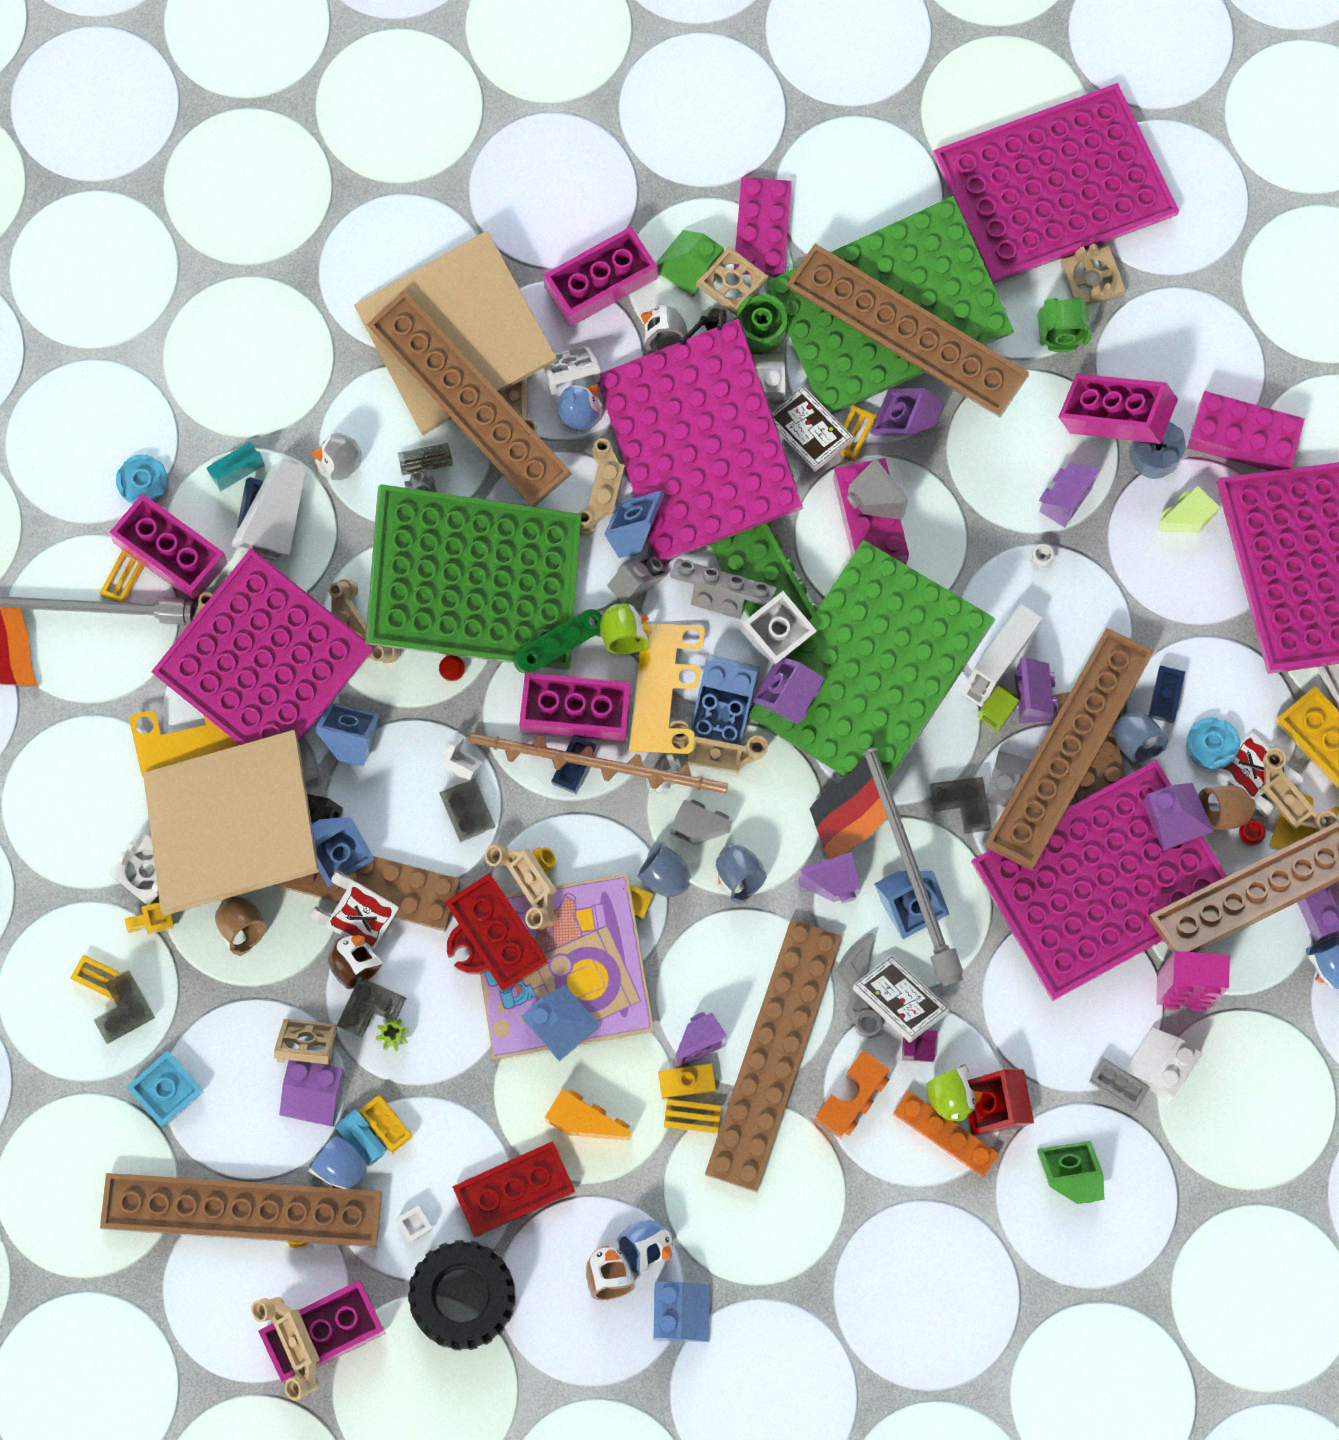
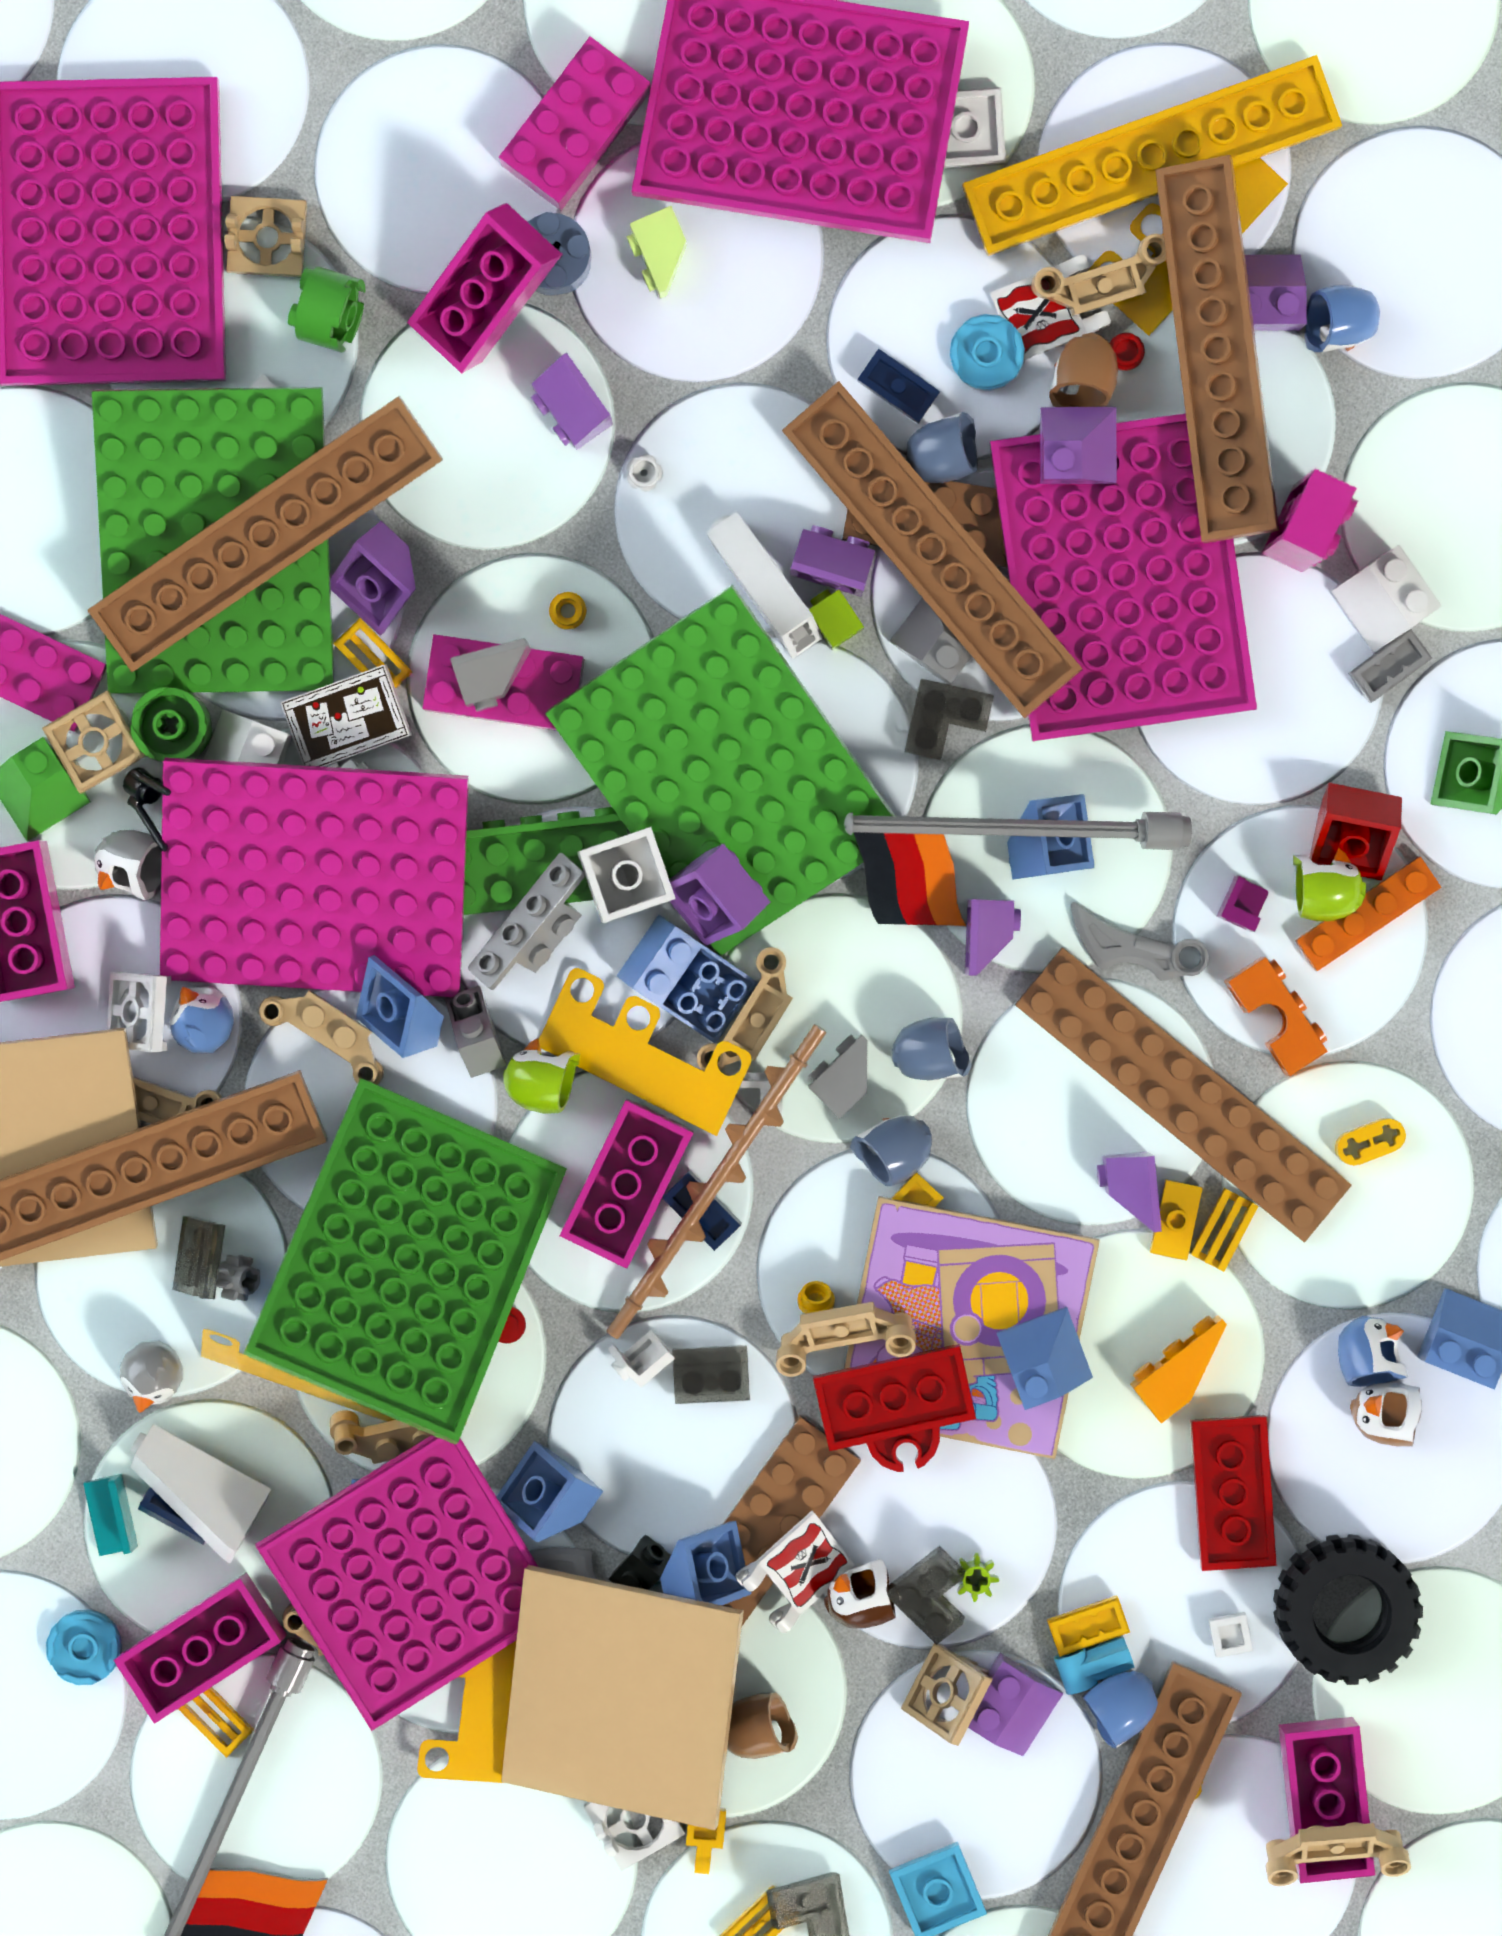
camera: 65 degrees left, 15 degrees up
(367, 496) = (231, 1357): none -> yellow piece
(557, 641) = (528, 1174): green plate -> none
(786, 1198) = (1366, 1133): none -> yellow beam
(900, 998) = (1178, 905): tile -> none
(937, 534) = (561, 600): none -> yellow plate

